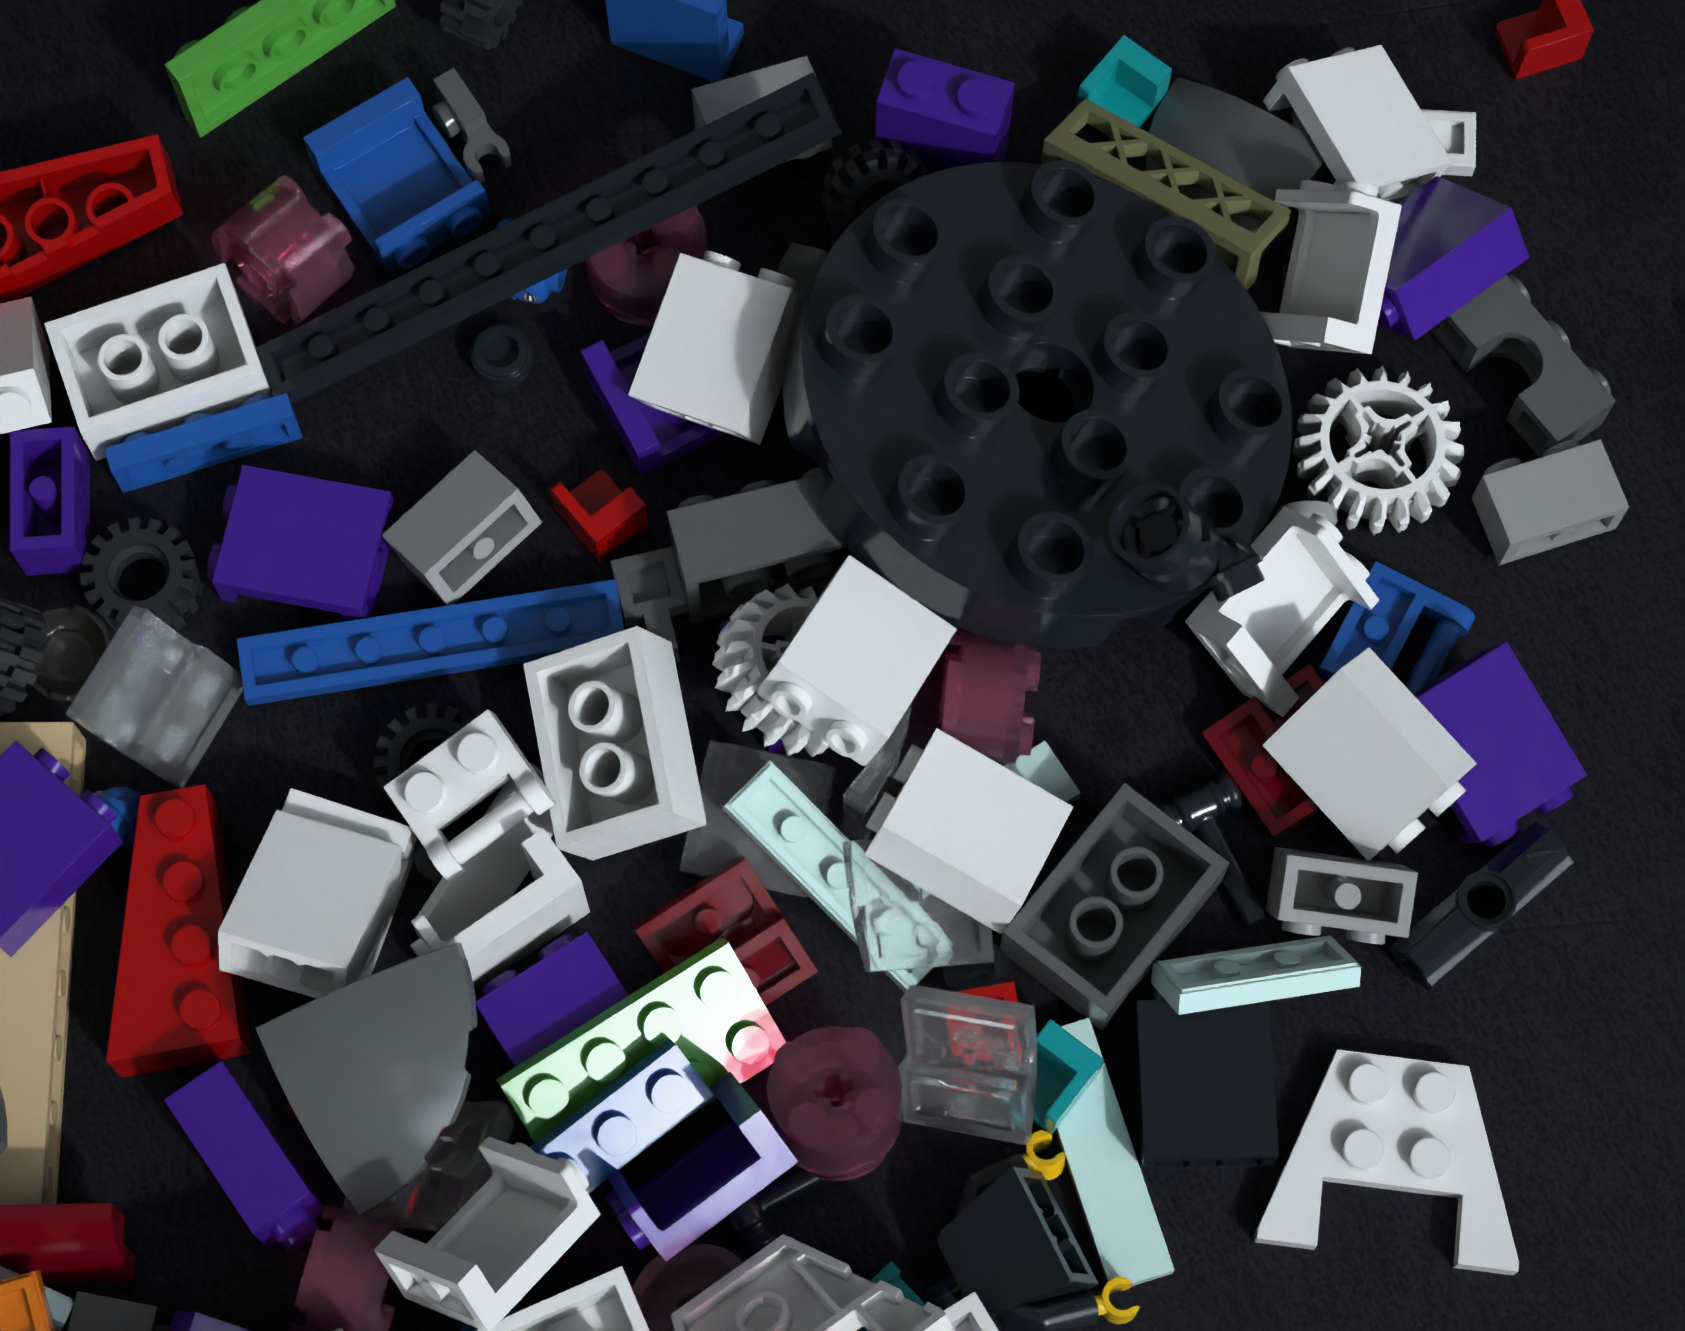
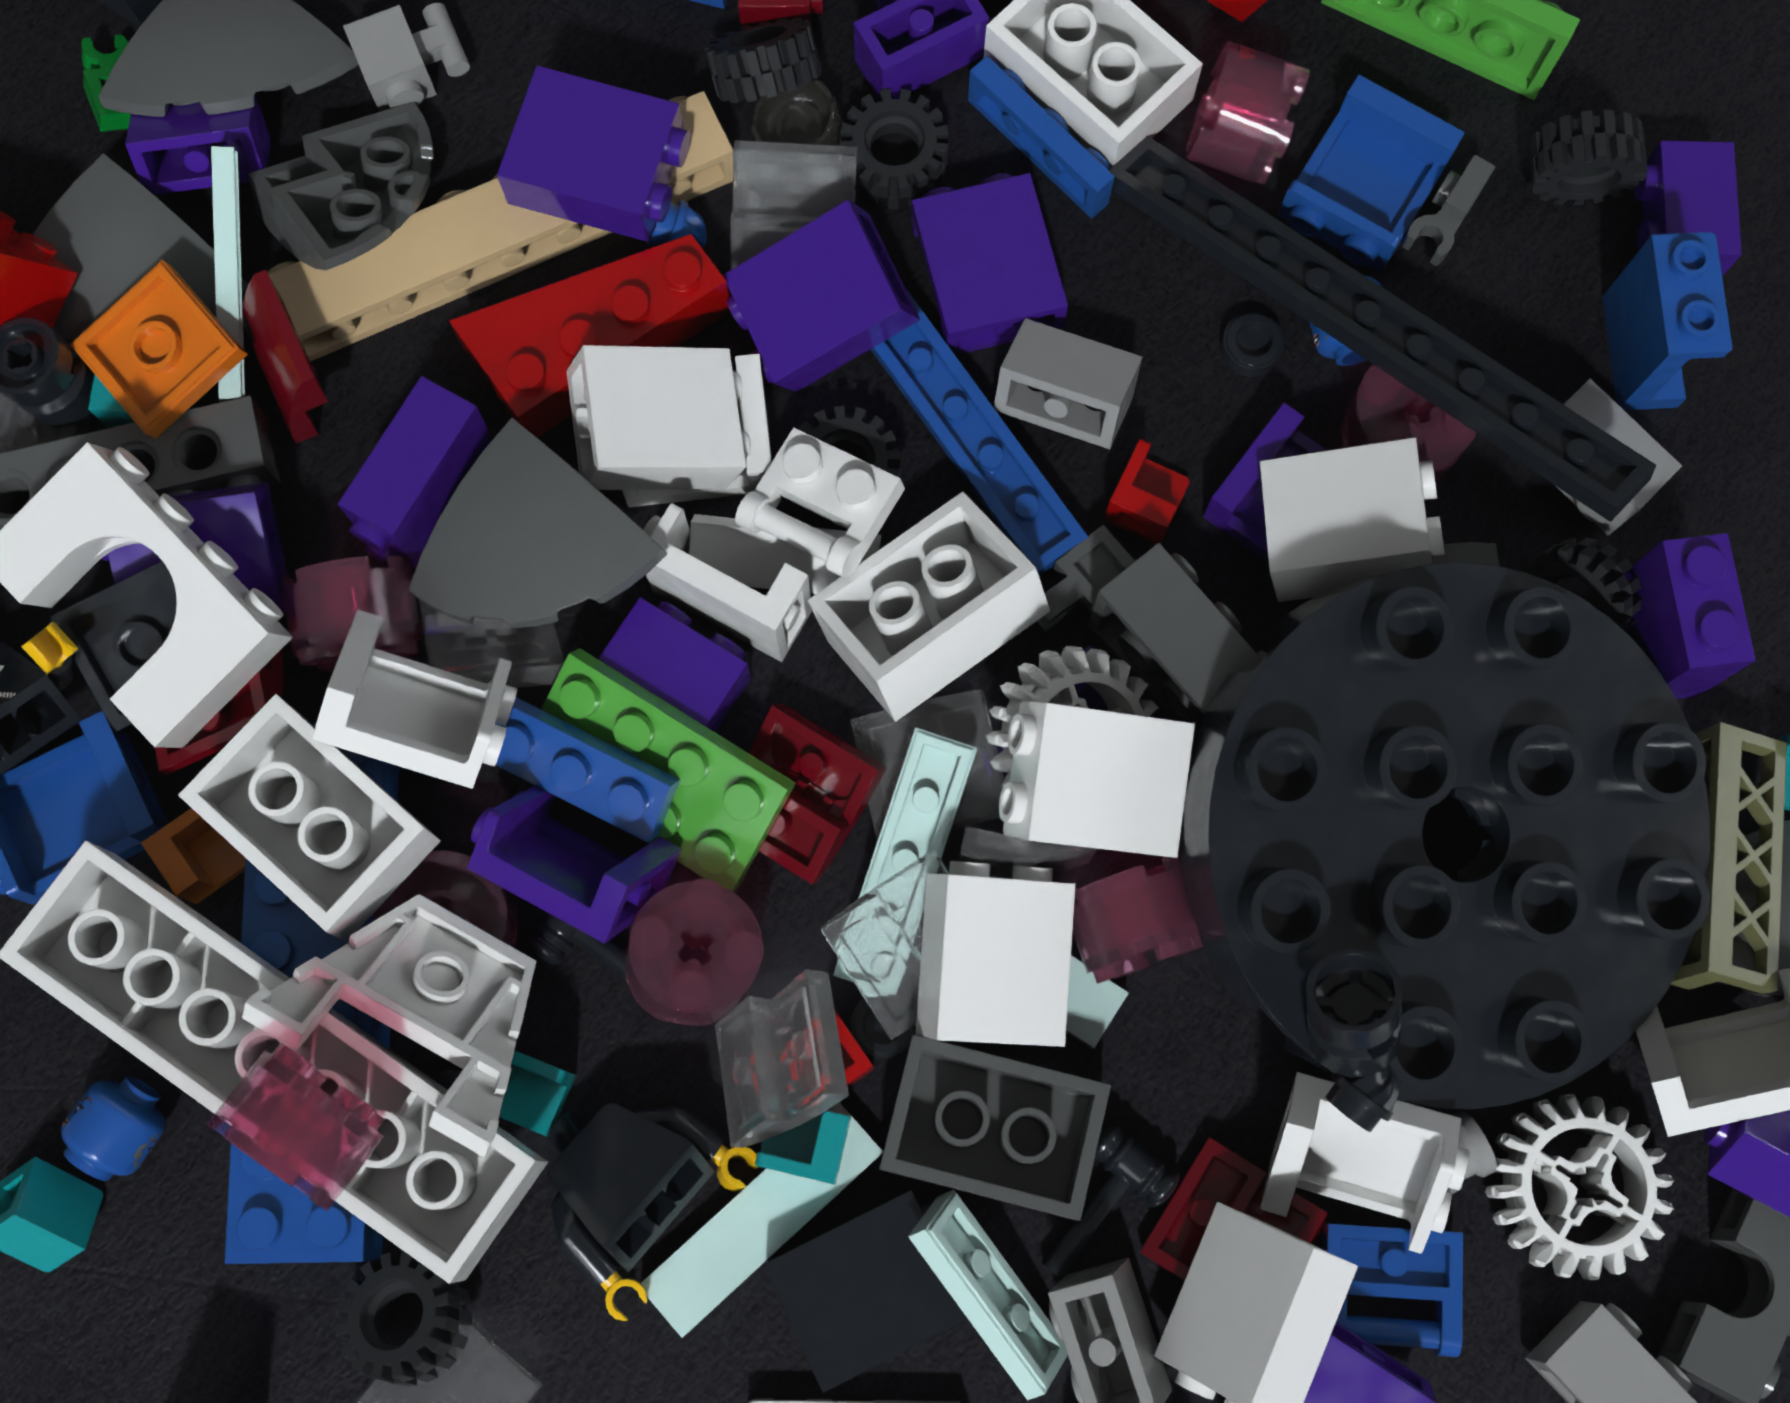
camera: 65 degrees right, 5 degrees up
(264, 709) = (819, 297): none -> dark purple brick

